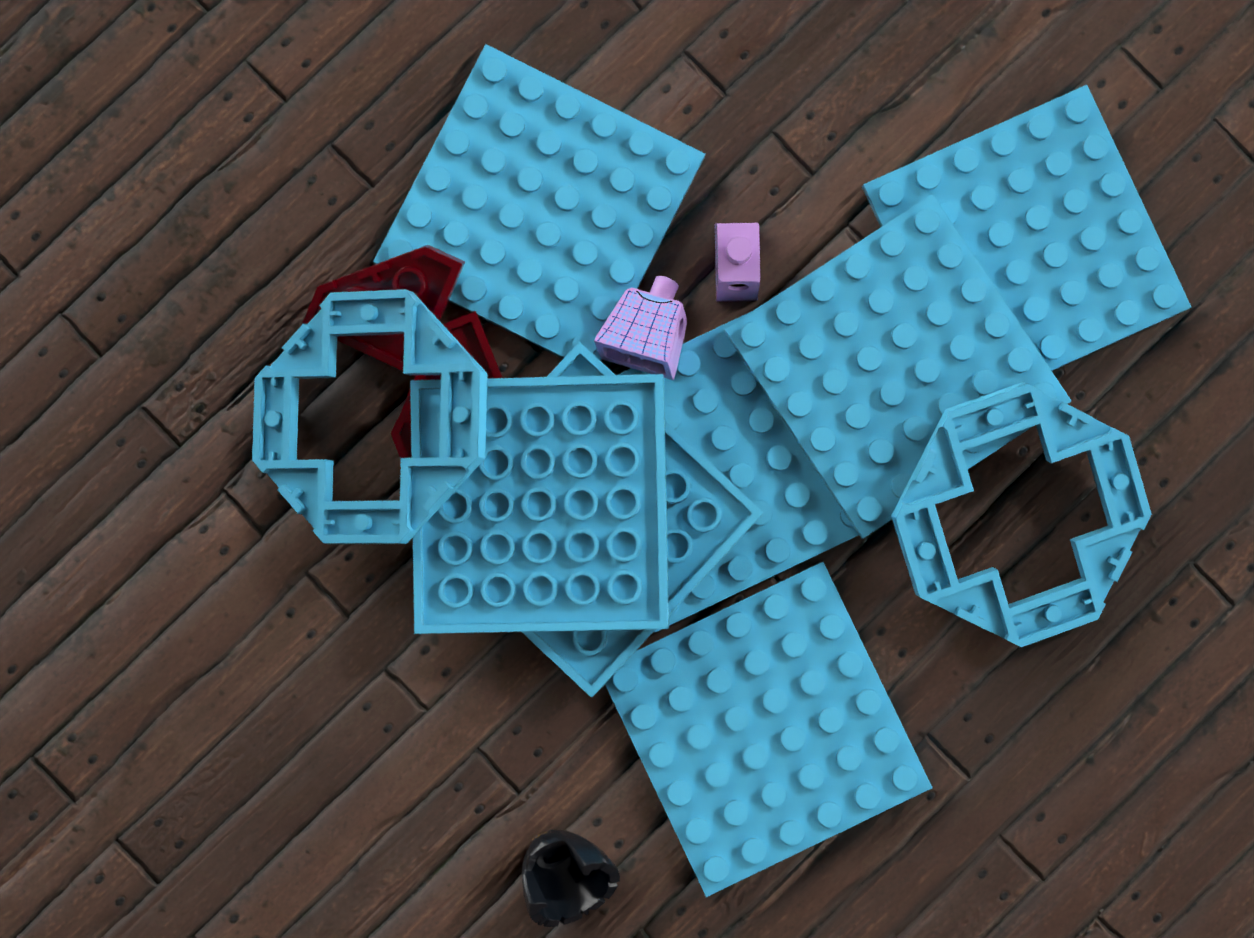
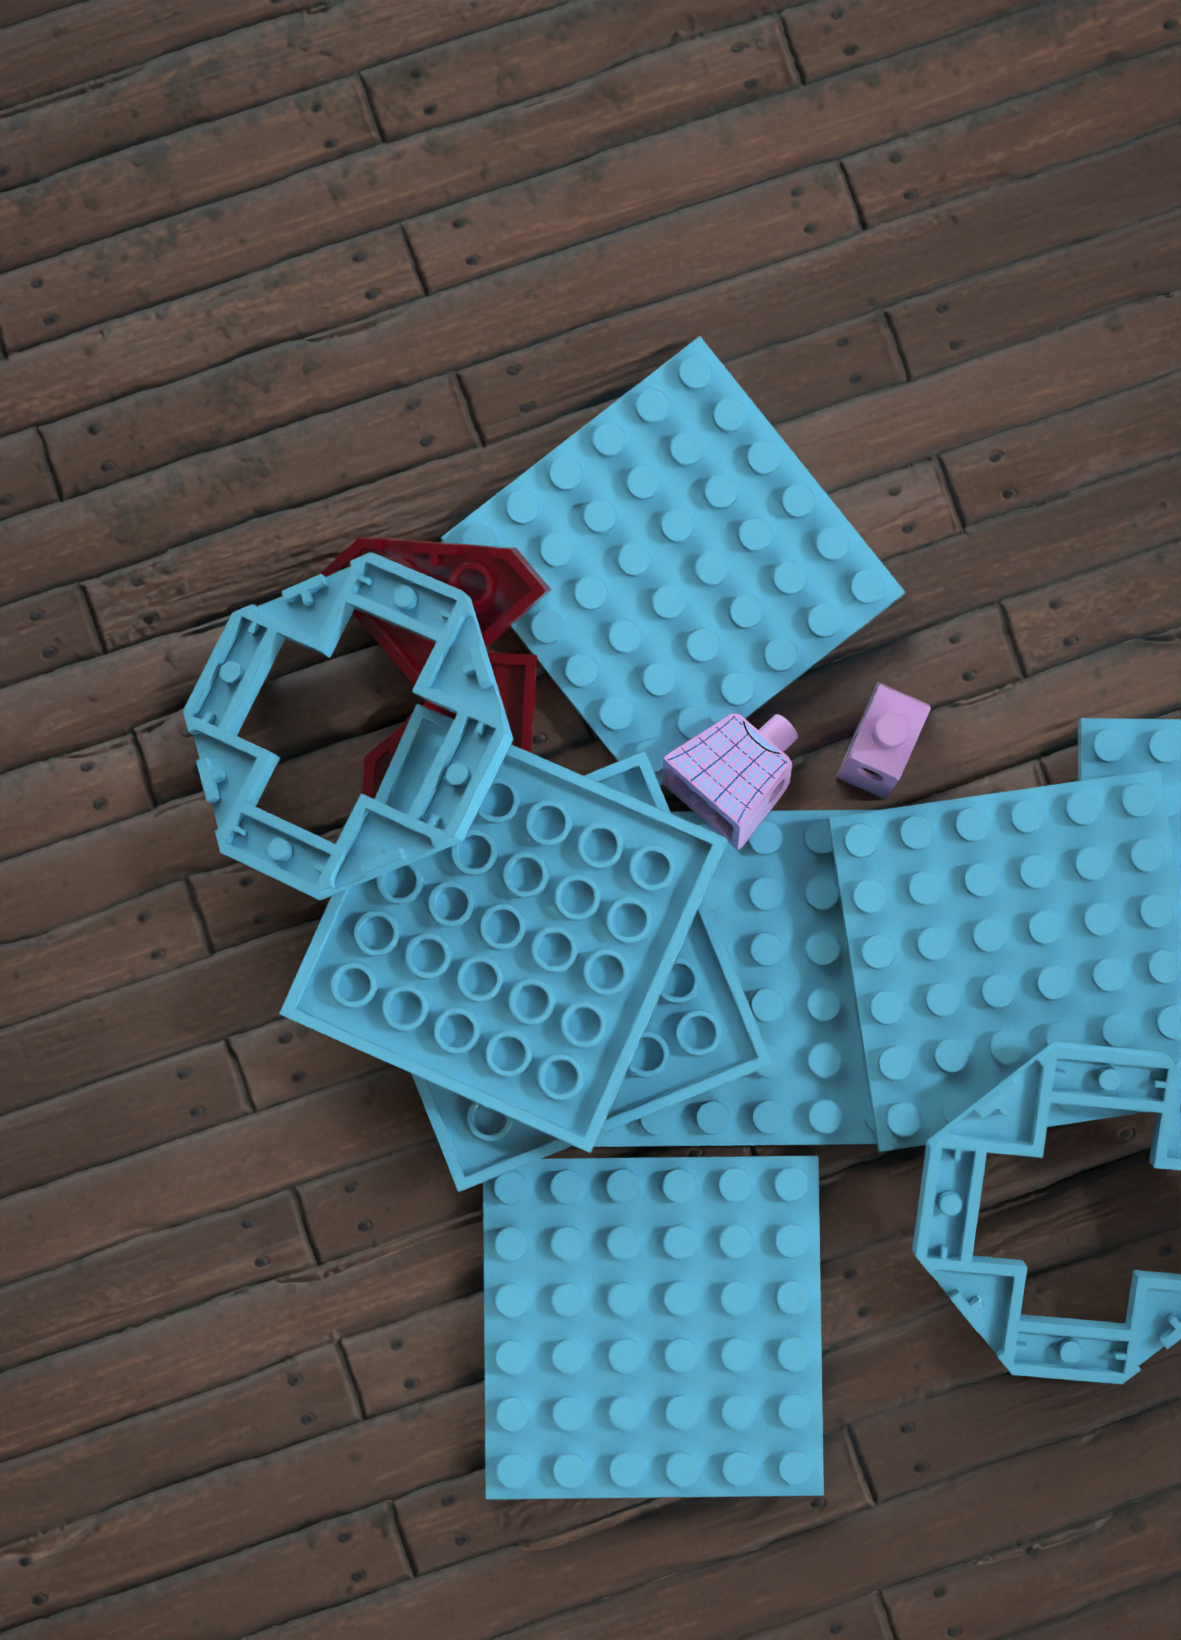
camera: 25 degrees right, 0 degrees up
(565, 878) = (325, 1396): black hair -> none

